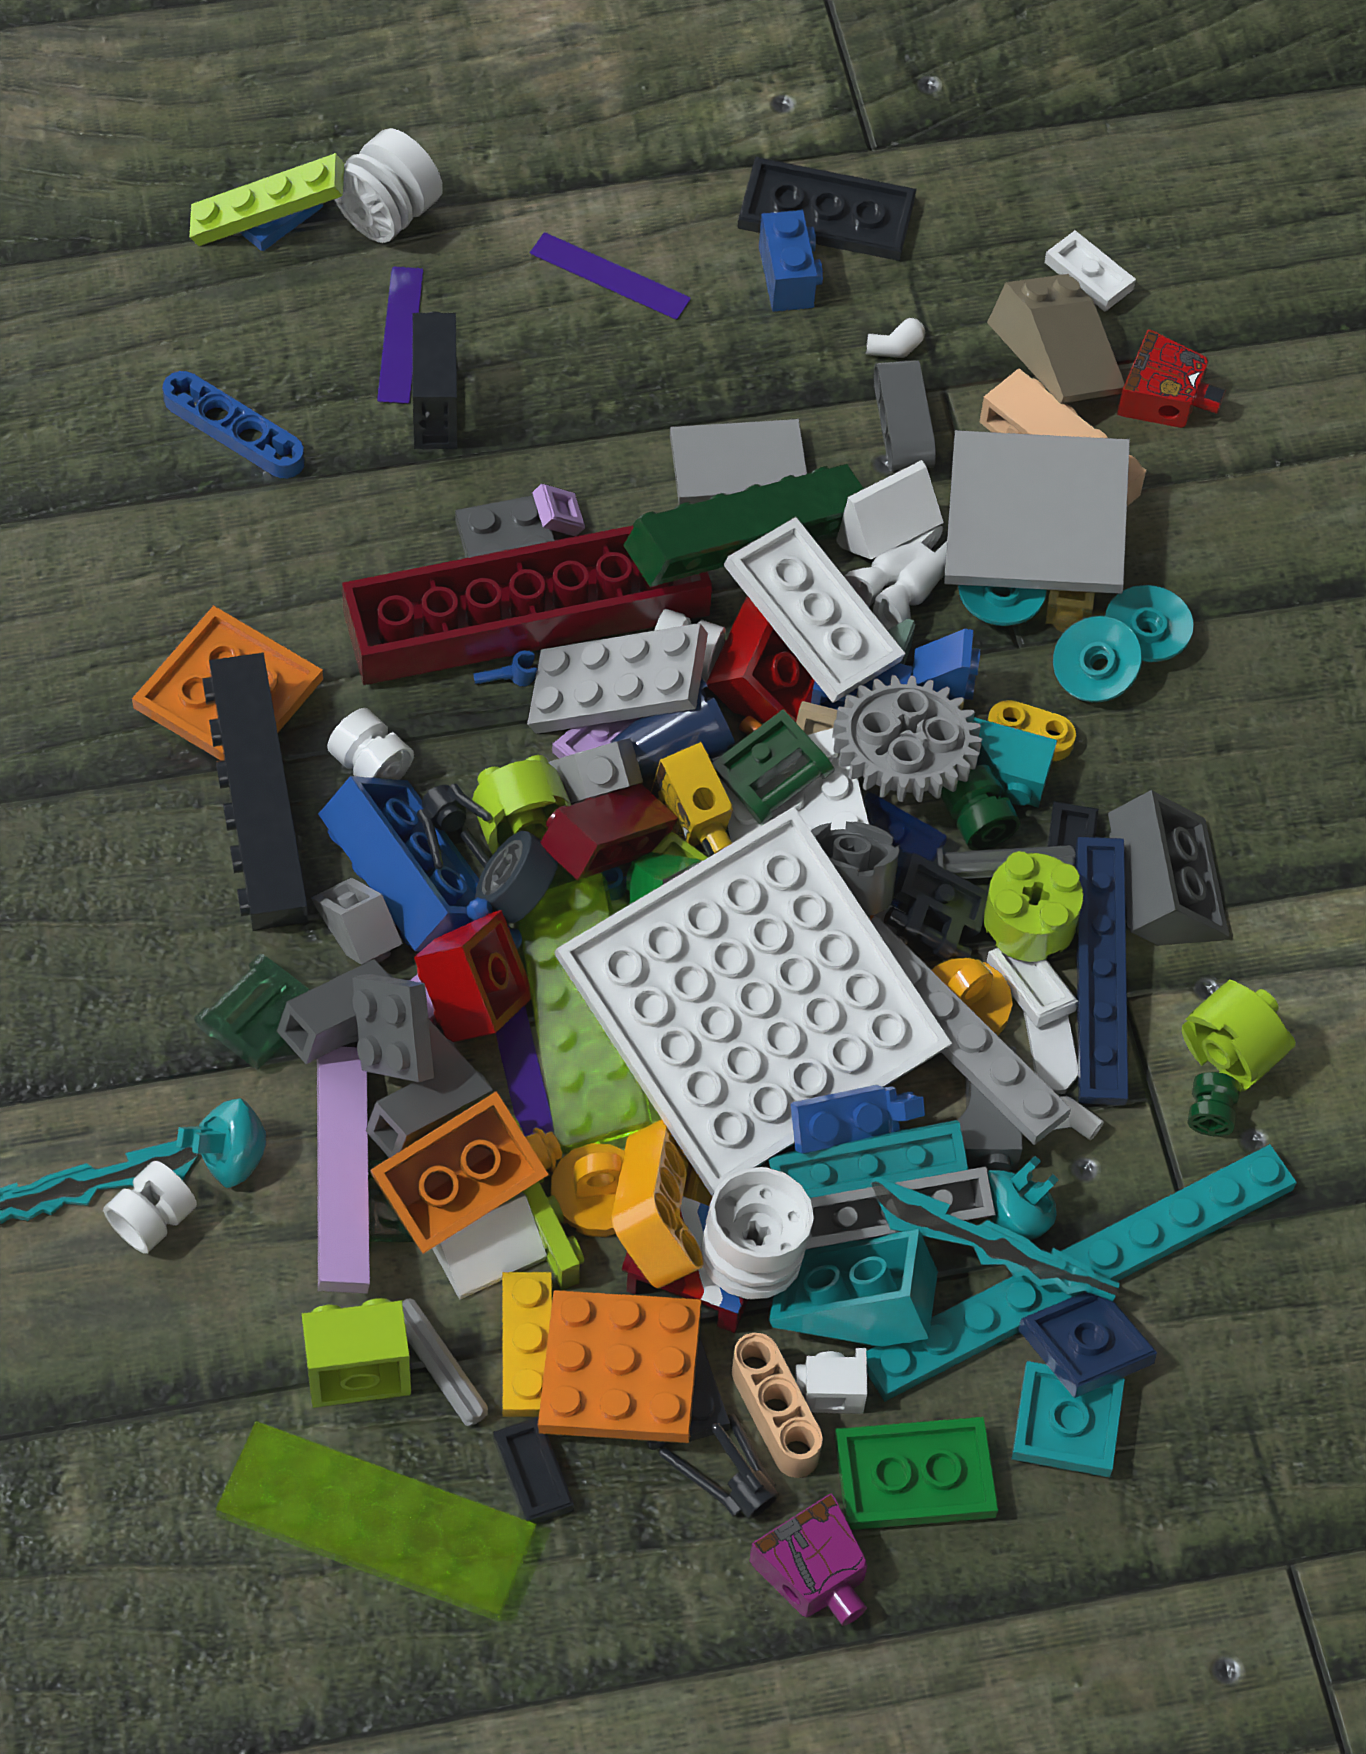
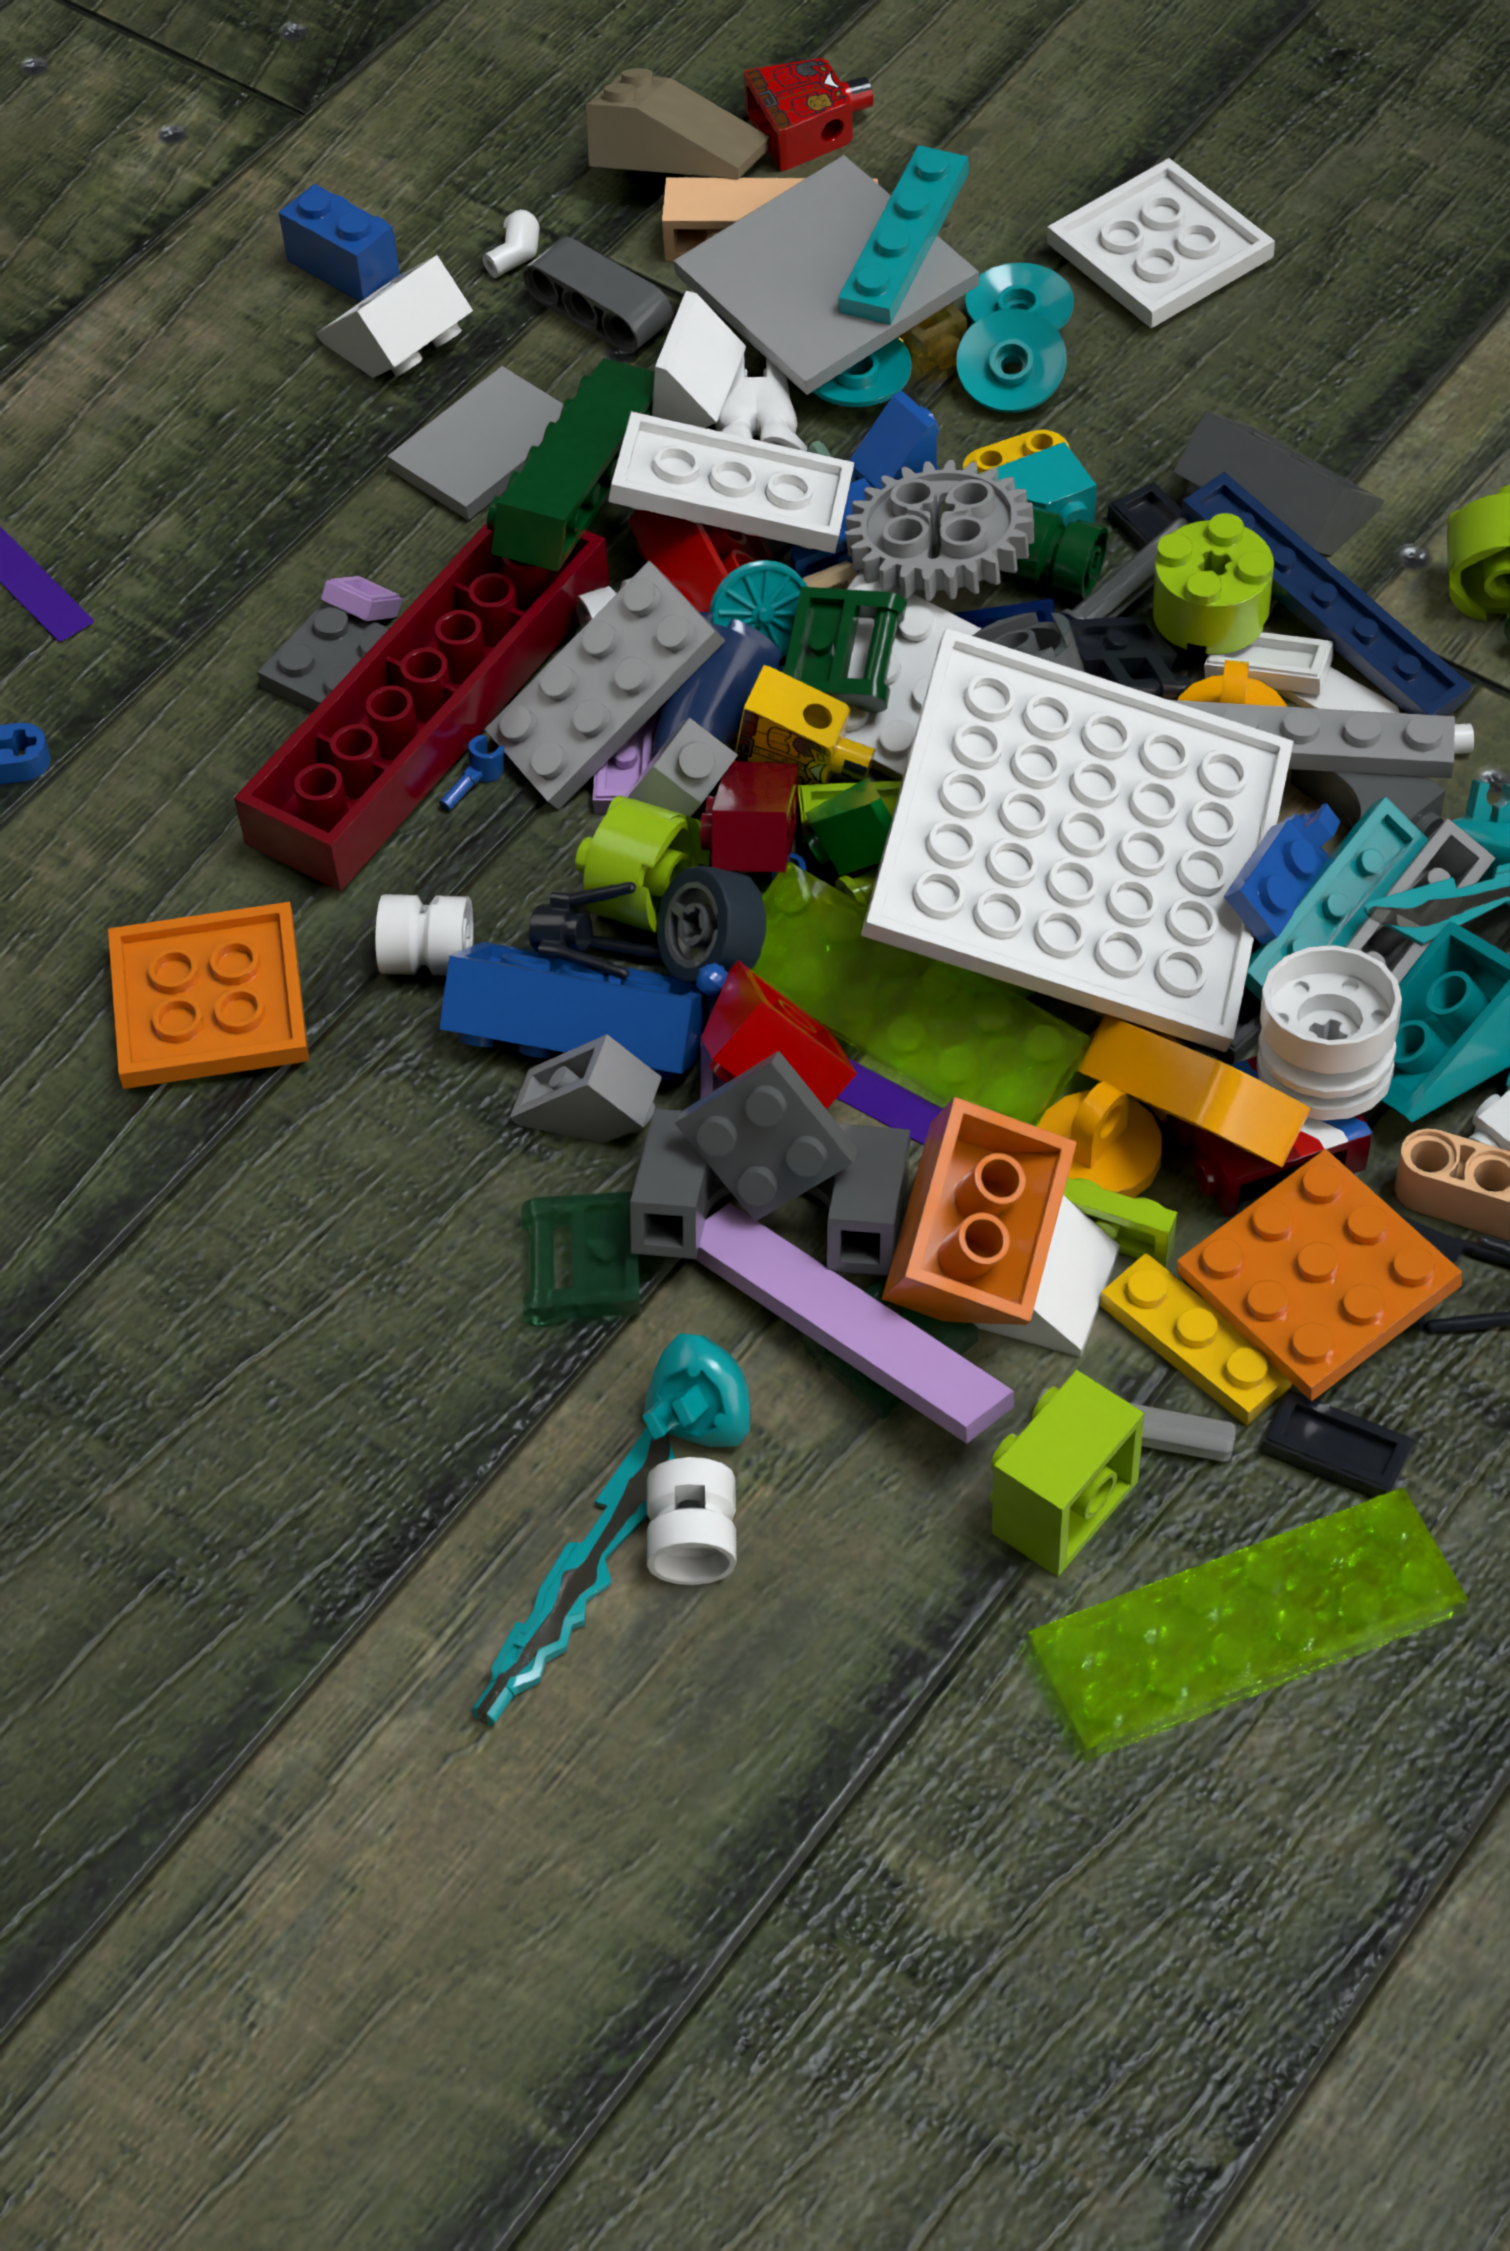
camera: 35 degrees left, 5 degrees down
(257, 792) = (358, 1052): black brick -> none
(434, 380) = (115, 567): black window -> none
(610, 275) = (170, 379): dark purple sticker -> none
(752, 698) = (761, 596): none -> teal wheel
(768, 341) = (399, 320): none -> white slope
(842, 208) = (363, 164): black tile -> none
(1094, 271) = (602, 65): white plate -> none
(1101, 524) = (903, 235): none -> teal plate
(1287, 651) = (1160, 242): none -> white plate

